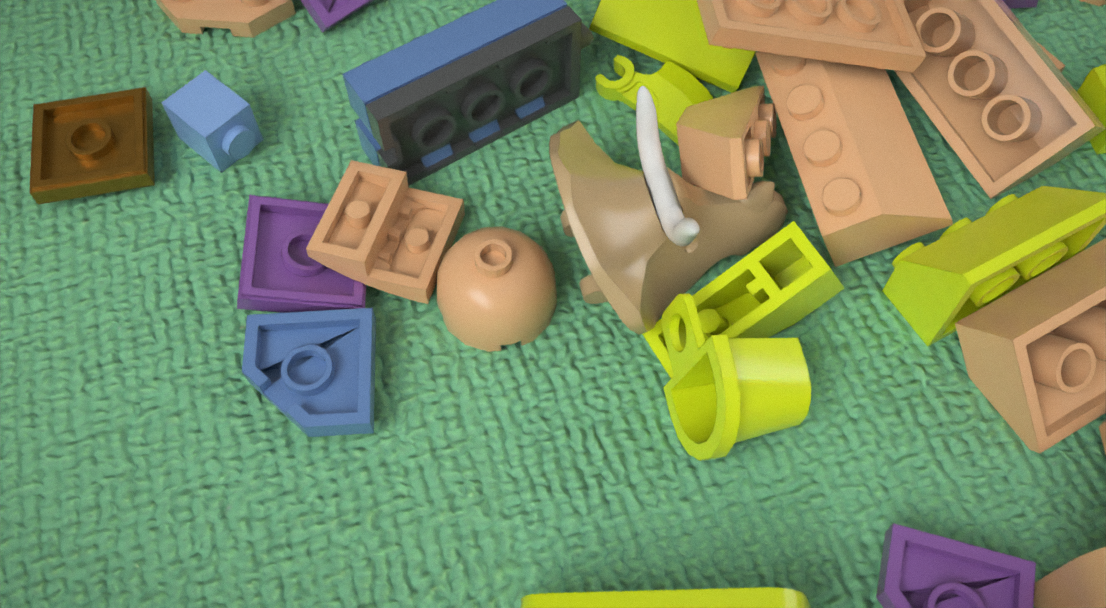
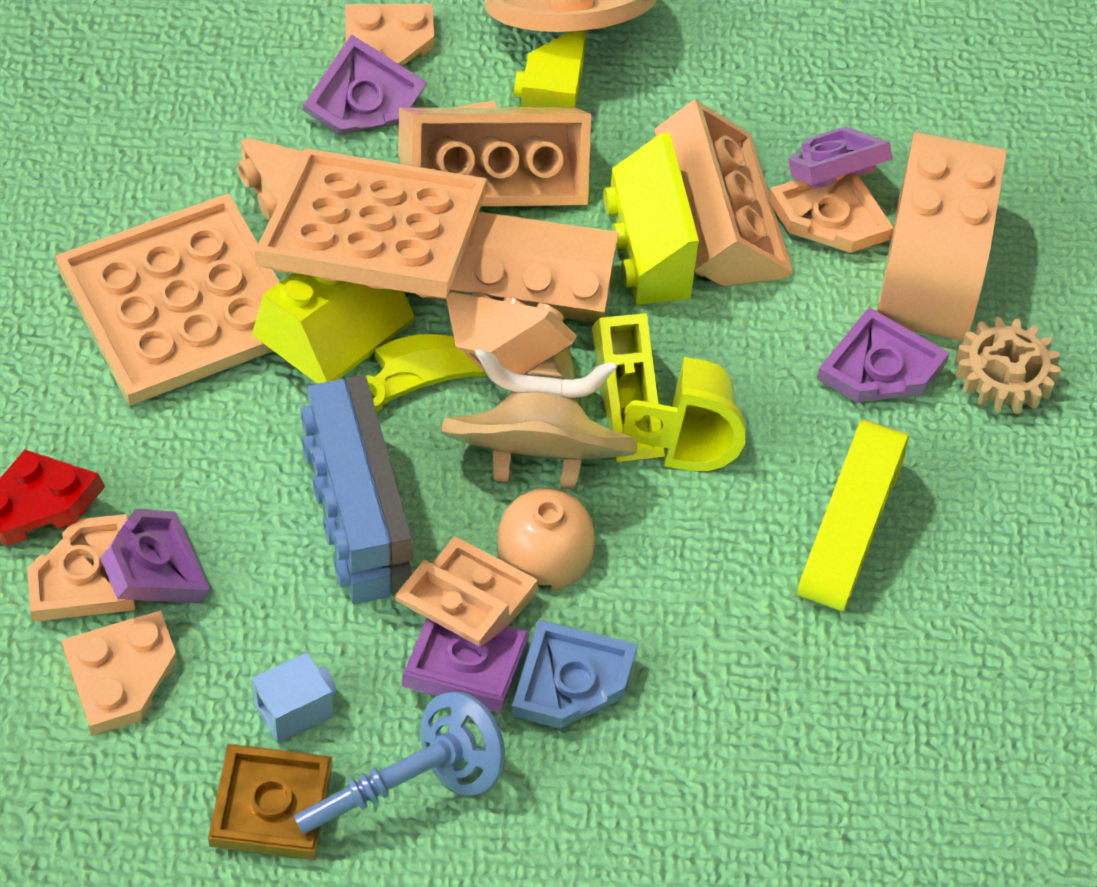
camera: 75 degrees left, 5 degrees down
(154, 263) = (445, 751): none -> medium blue dish

